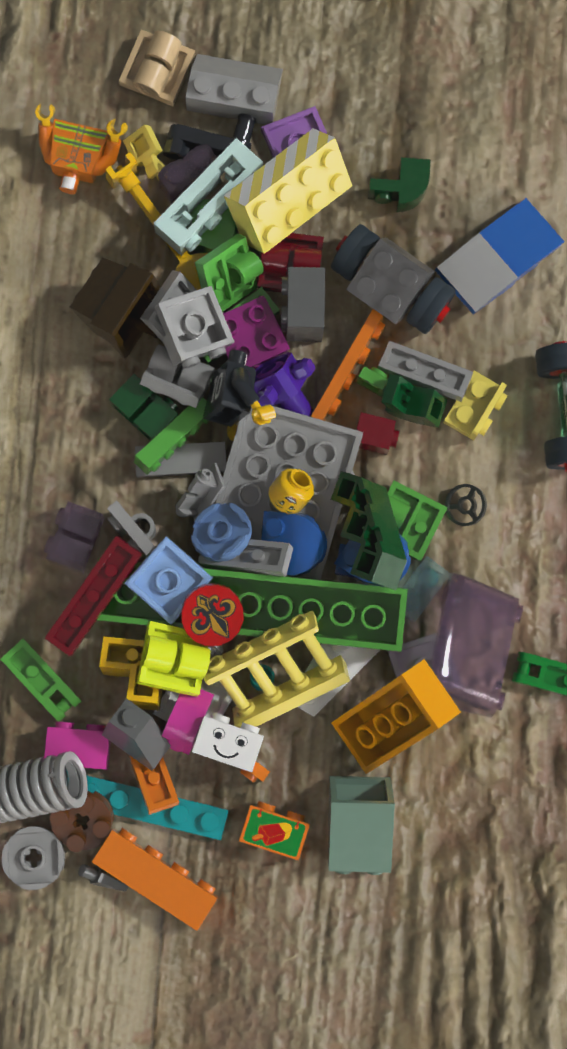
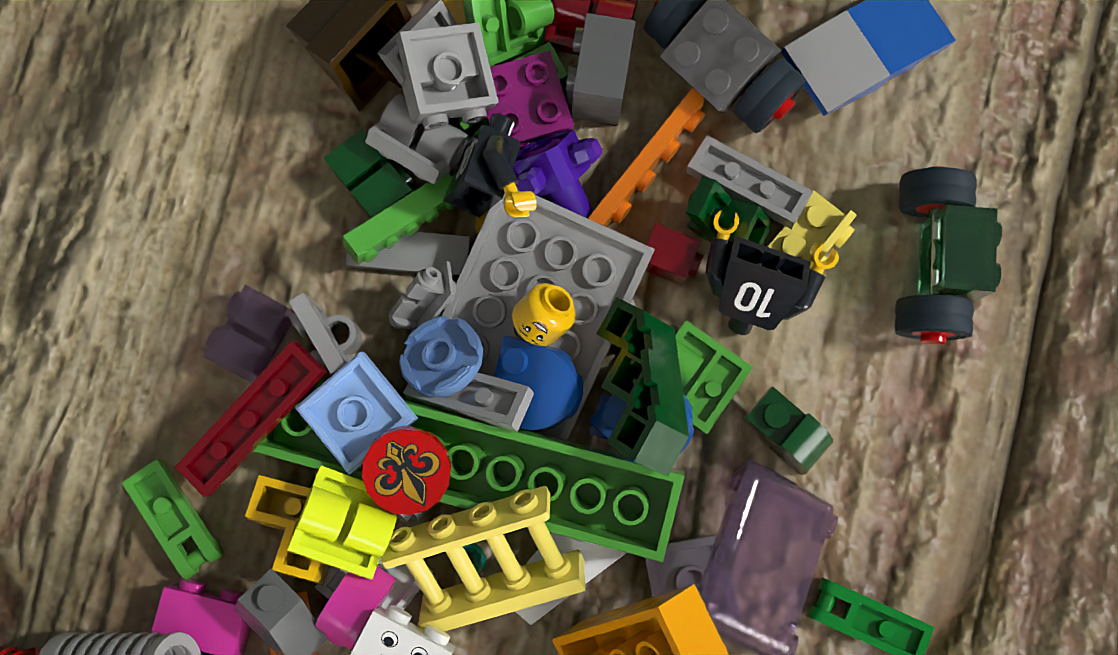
camera: 15 degrees right, 0 degrees up
(373, 380) = (677, 183): bright green plate -> none
(423, 587) = (705, 469): clear light blue plate -> none
(443, 445) = (761, 283): none -> black torso
(459, 505) = (786, 356): pearl dark grey piece -> none
(483, 551) = (793, 434): none -> dark green brick

